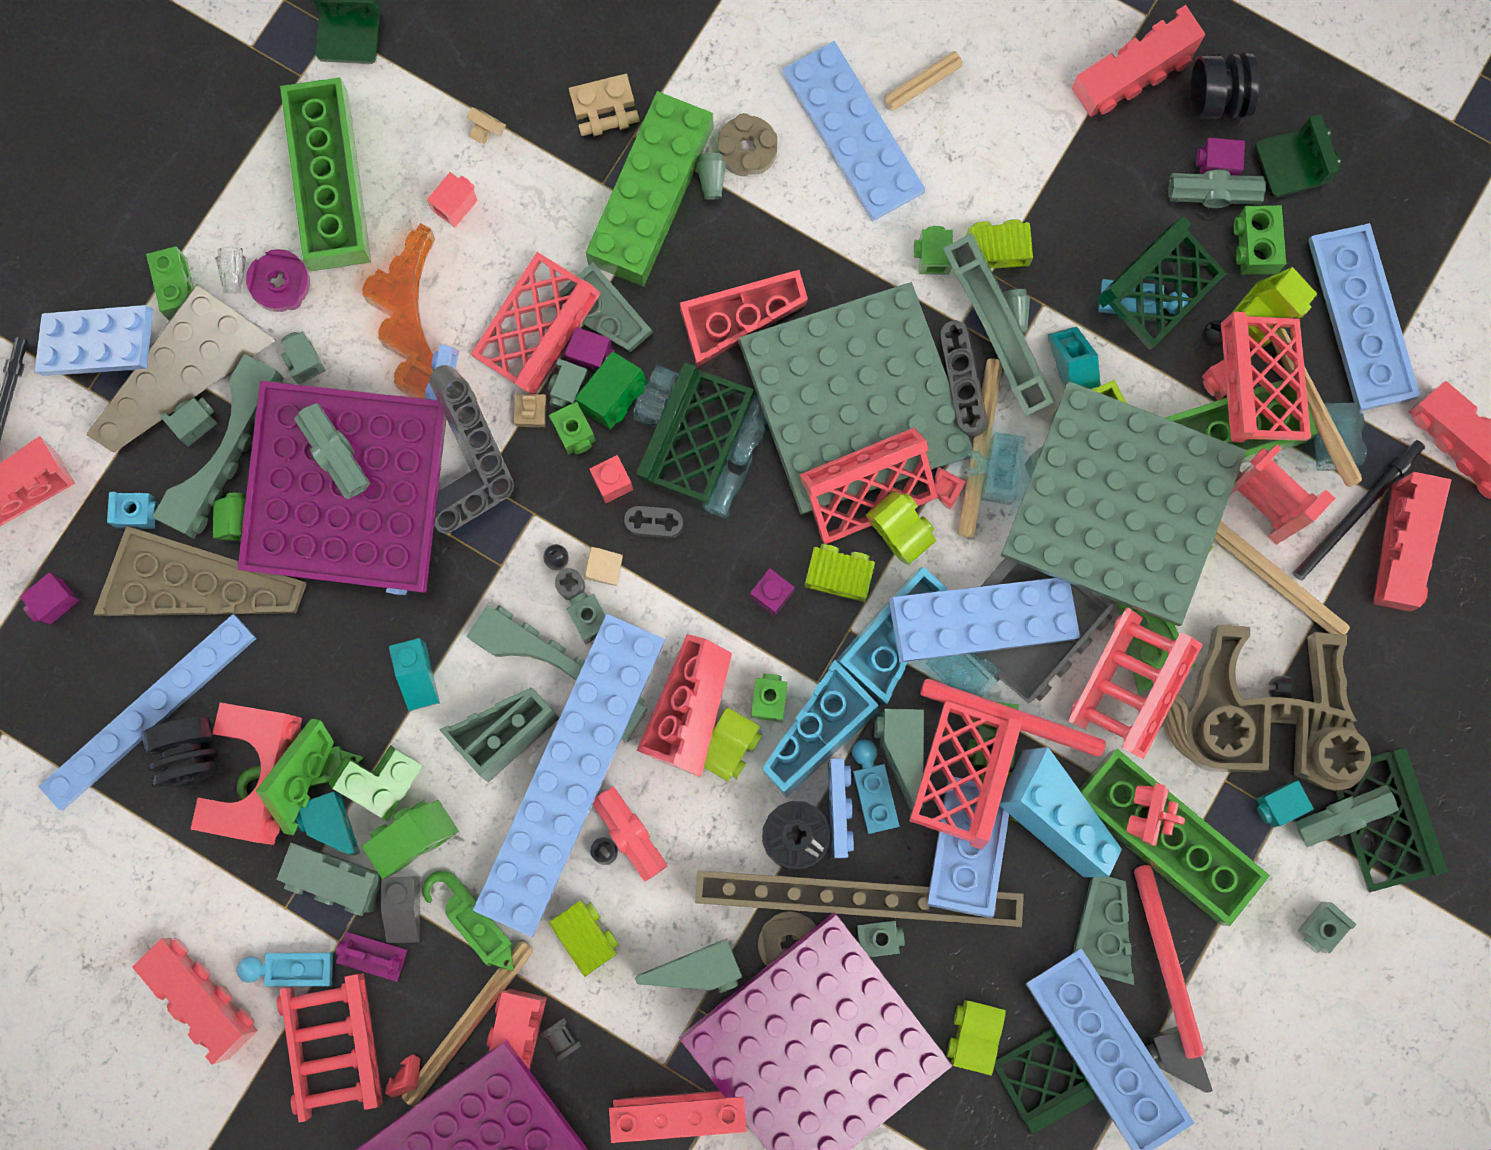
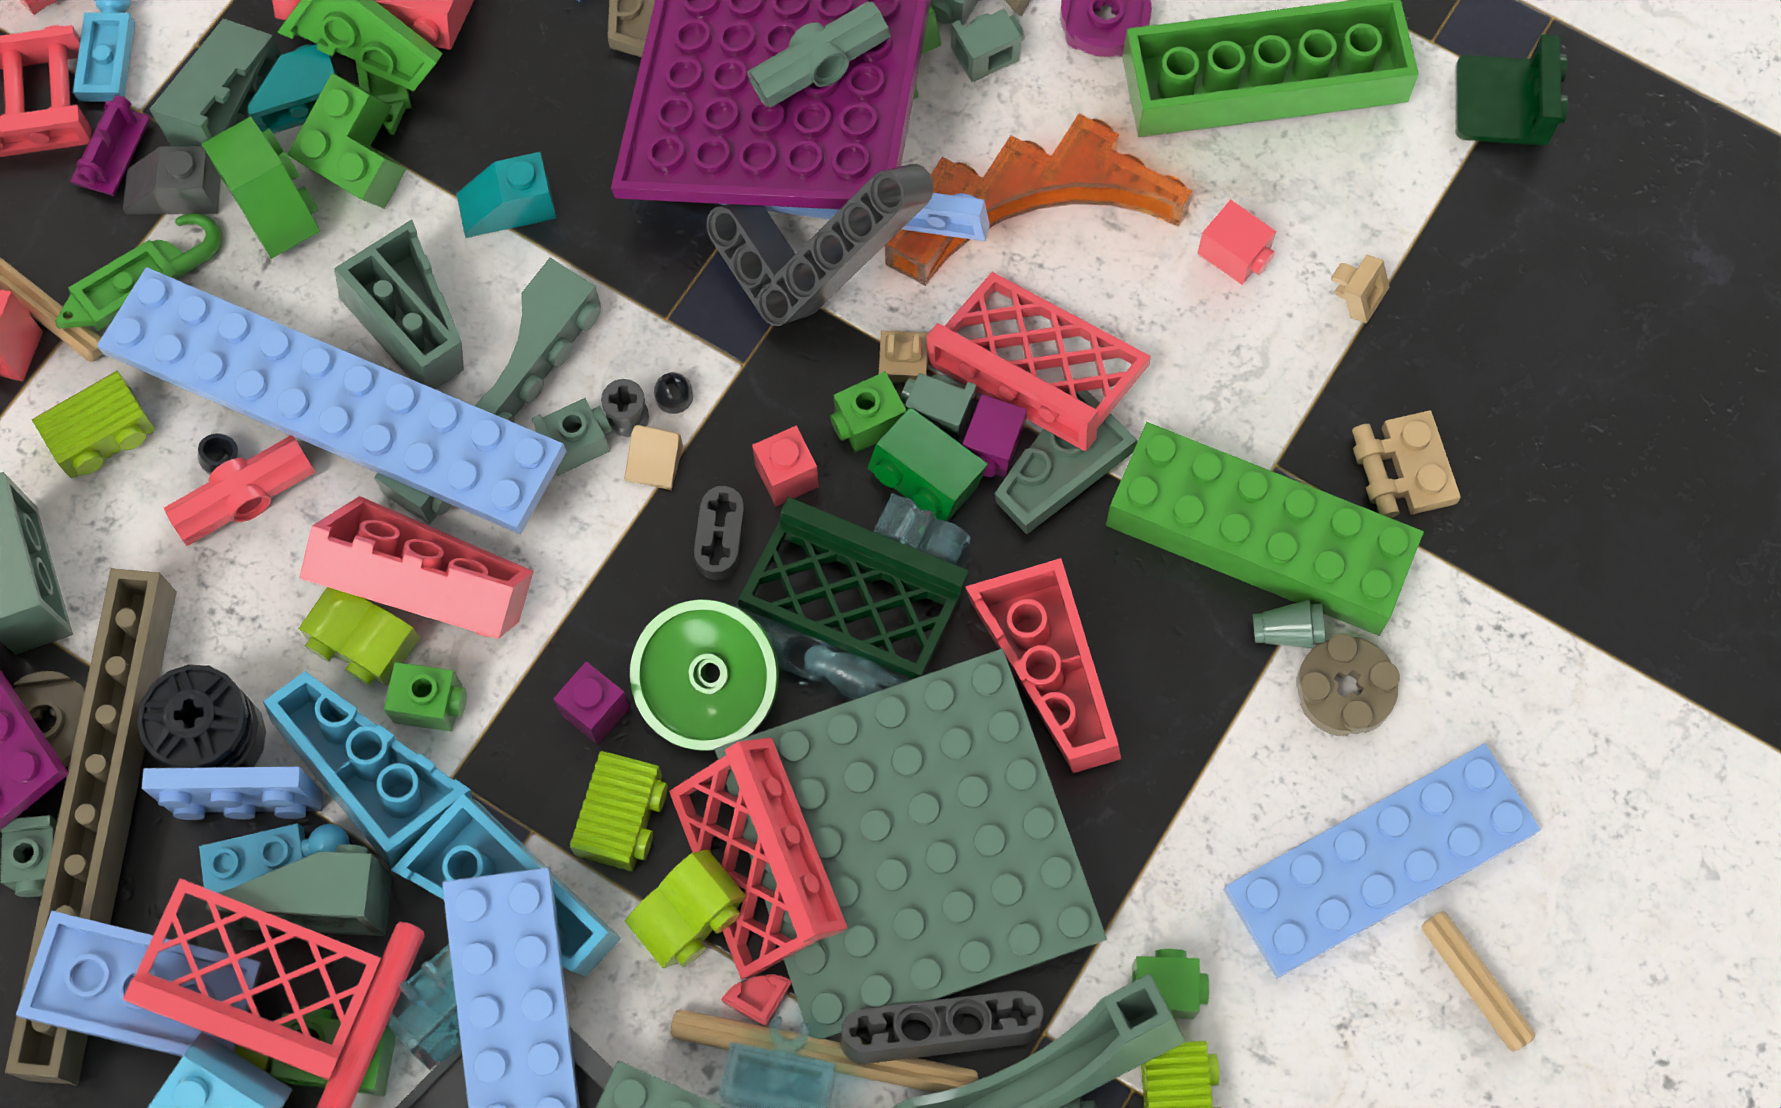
camera: 95 degrees right, 10 degrees down
(772, 518) = (672, 680): none -> bright green dish

